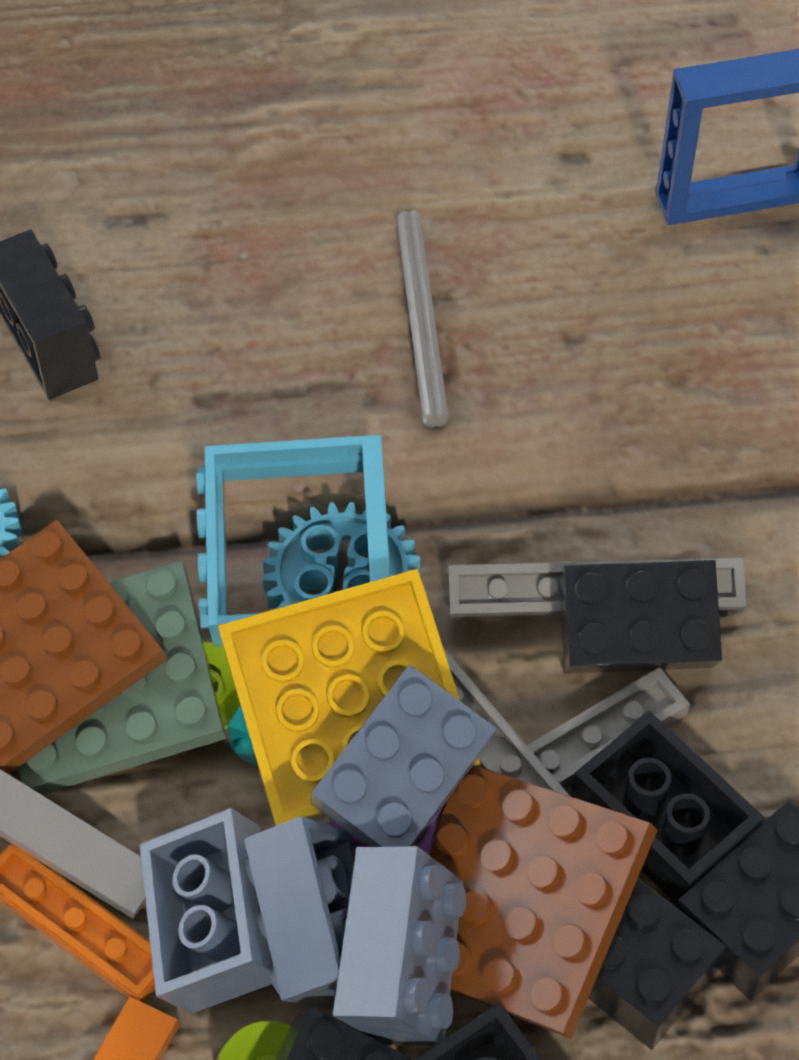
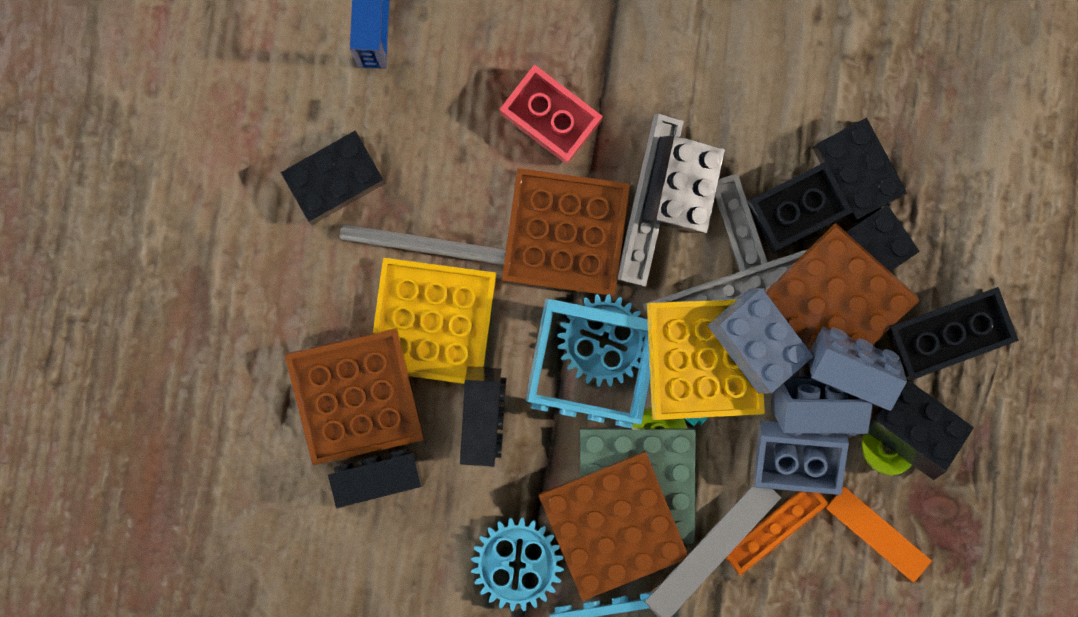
camera: 80 degrees left, 30 degrees up
(165, 269) = (354, 396): none -> dark orange plate
(168, 411) = (482, 416): none -> black brick
(306, 348) = (438, 316): none -> yellow plate
(483, 183) = (333, 177): none -> black brick
(503, 485) = (565, 232): none -> dark orange plate
(679, 415) = (550, 114): none -> coral brick

